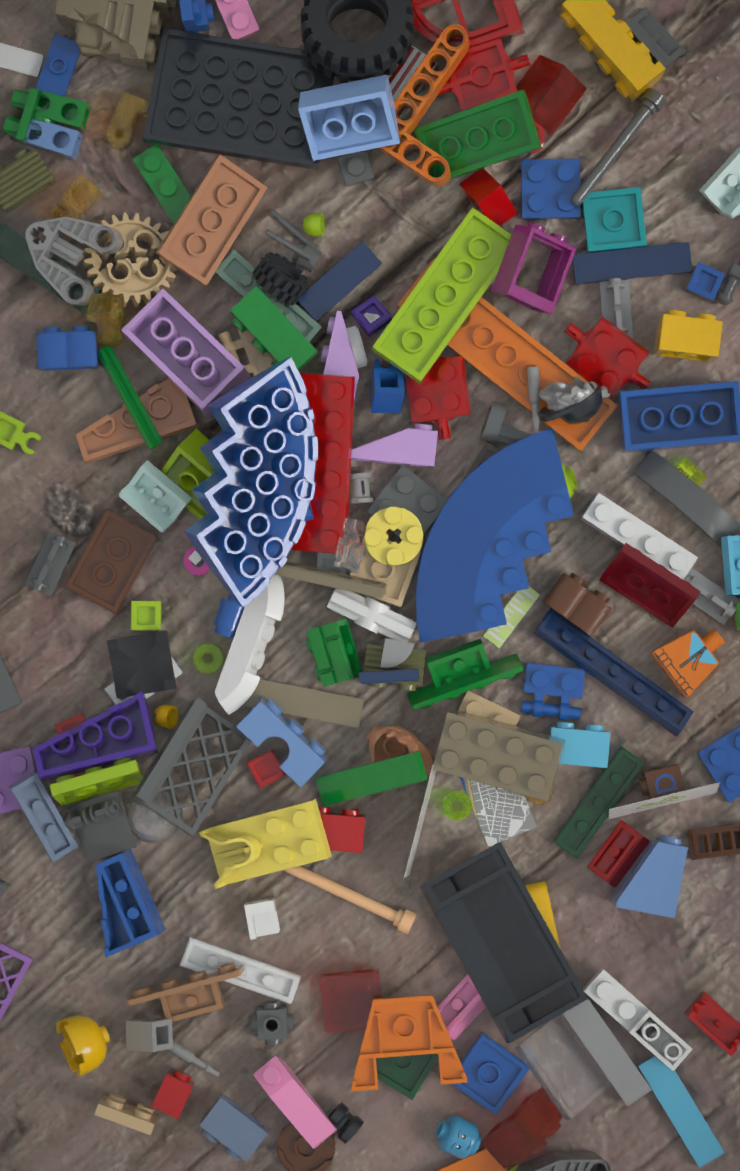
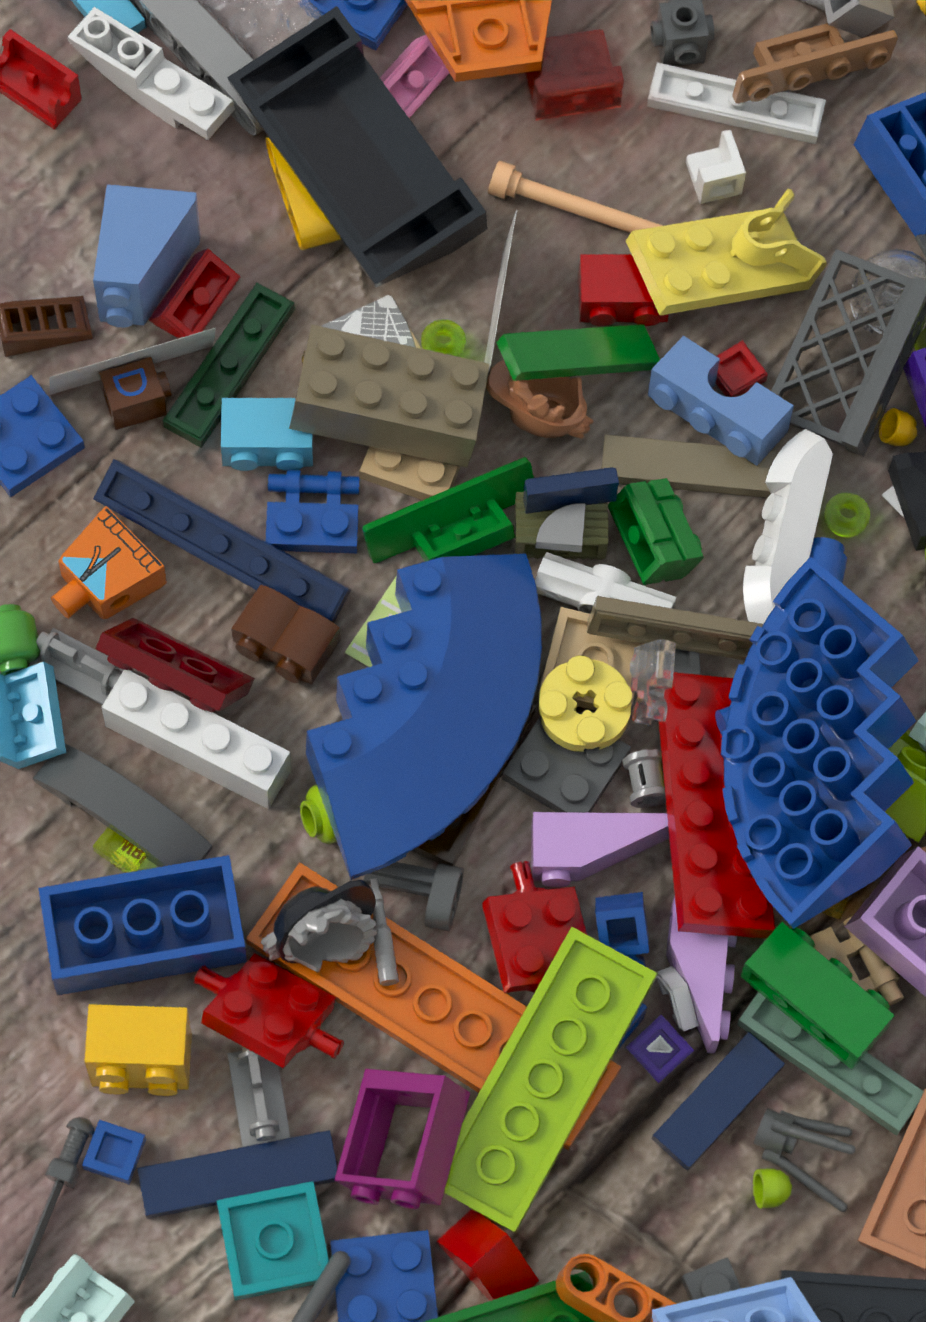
camera: 170 degrees right, 20 degrees down
(280, 278) = (827, 1068): black tyre -> none

